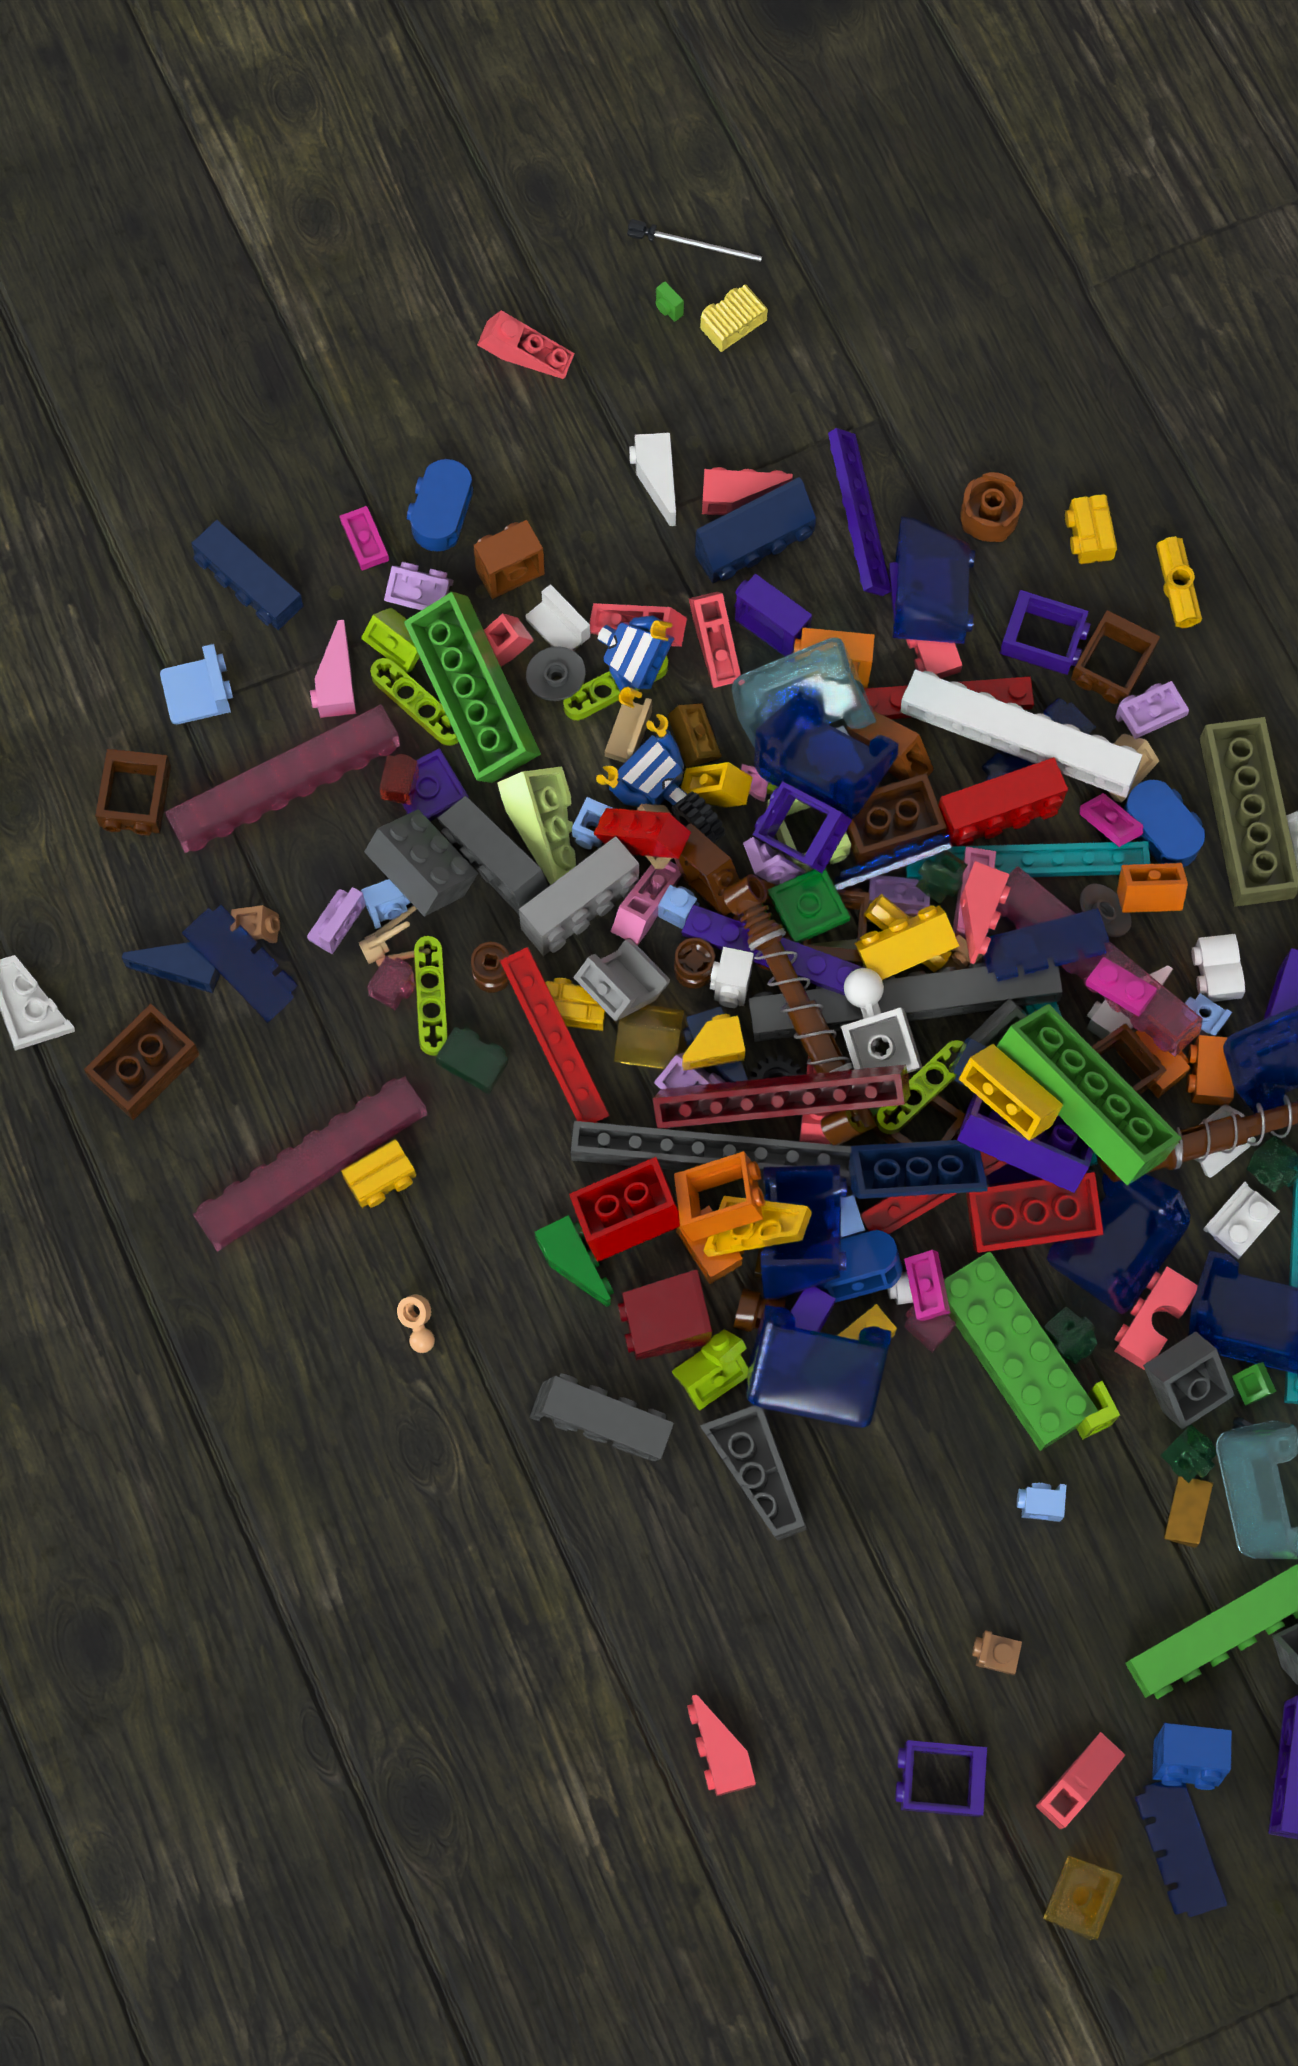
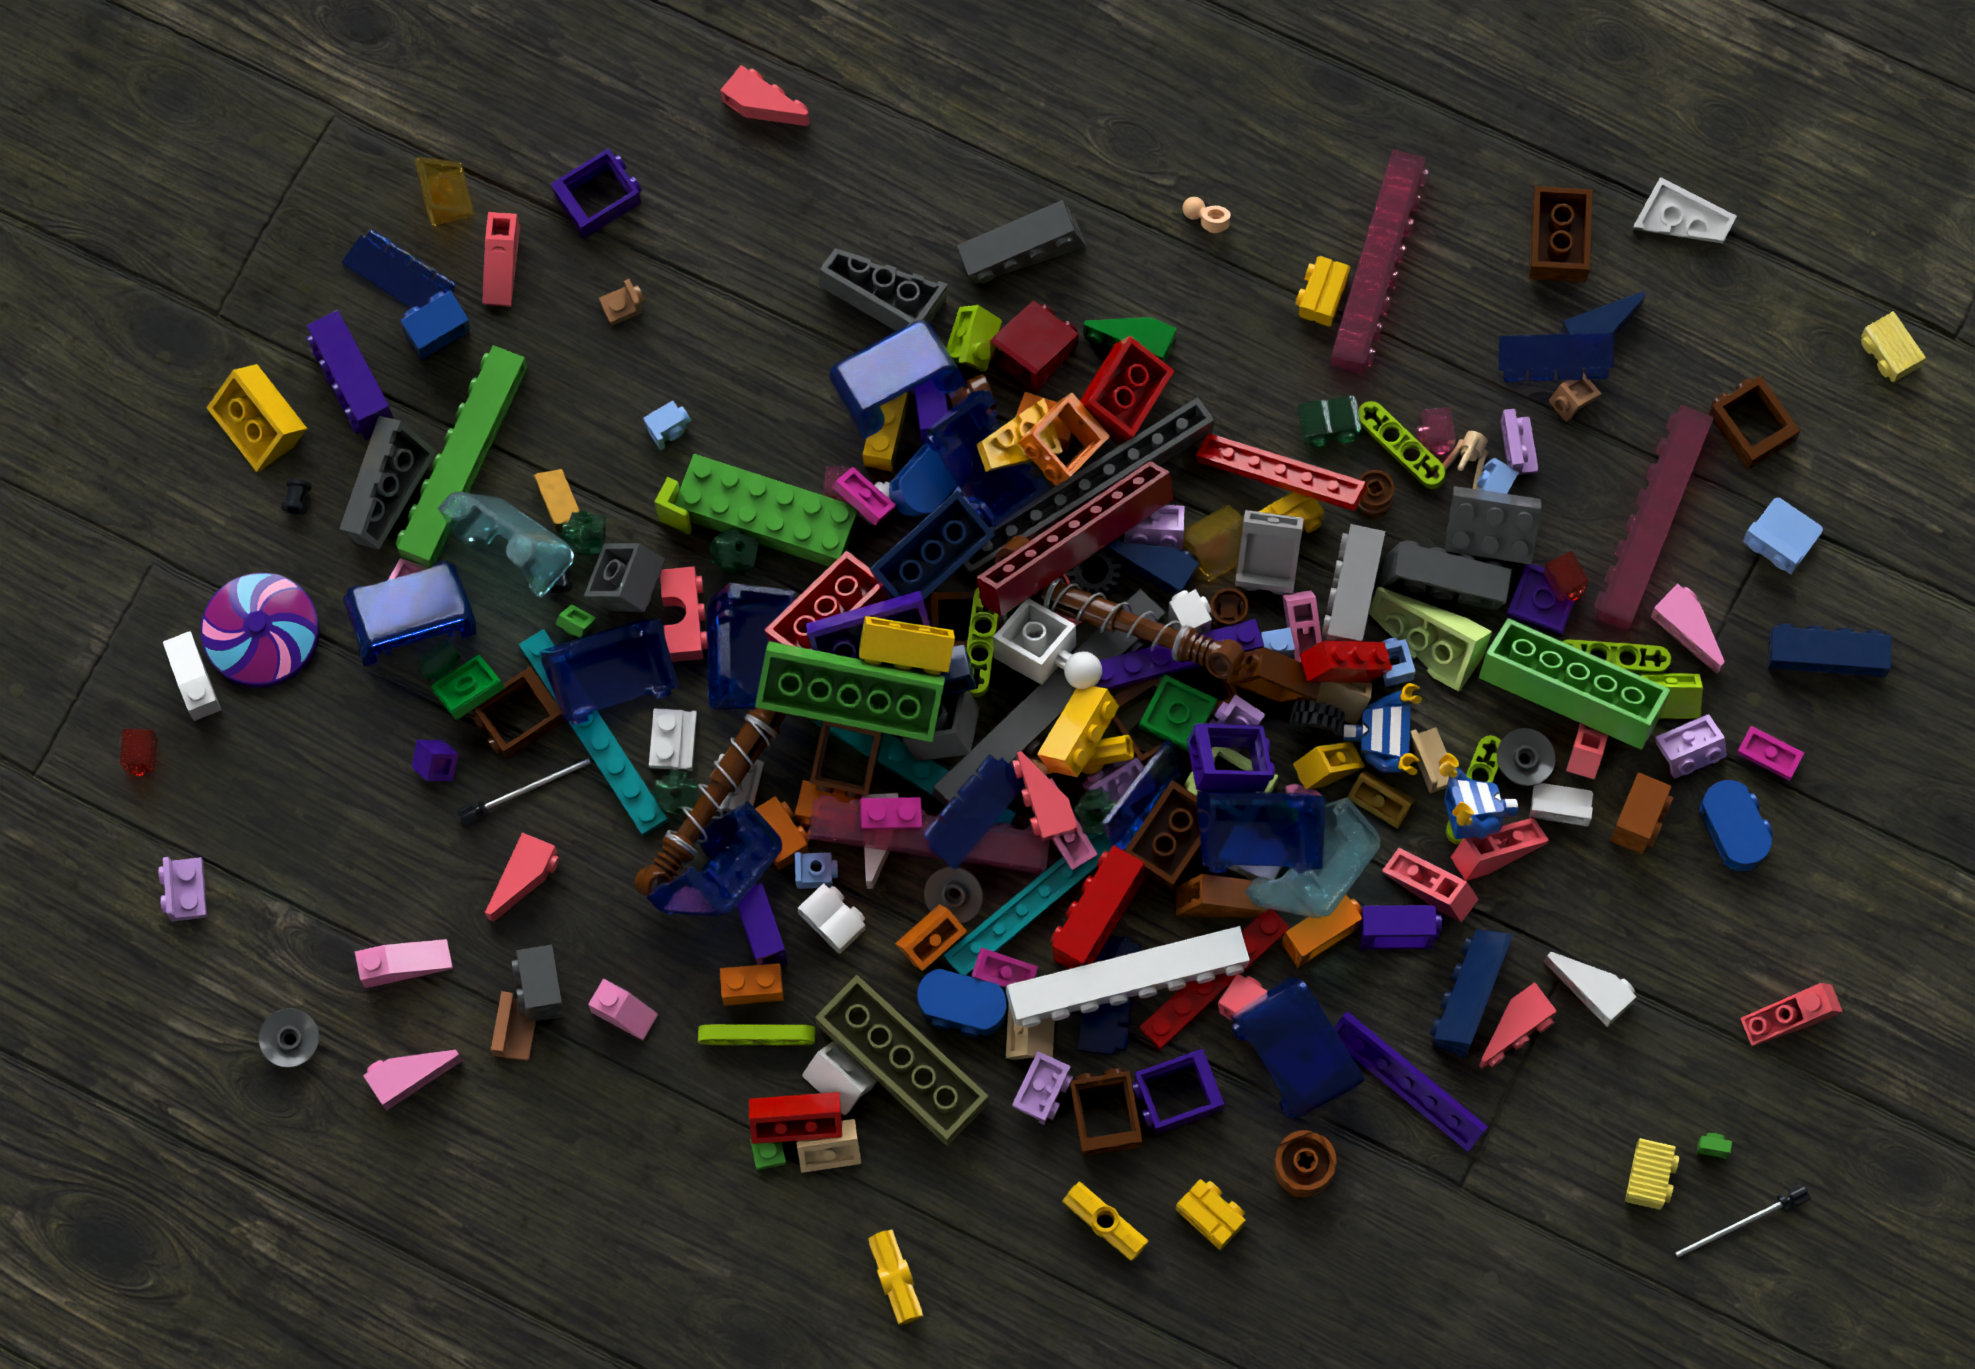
camera: 145 degrees right, 0 degrees up
(716, 1044) = (1158, 552): yellow slope -> none

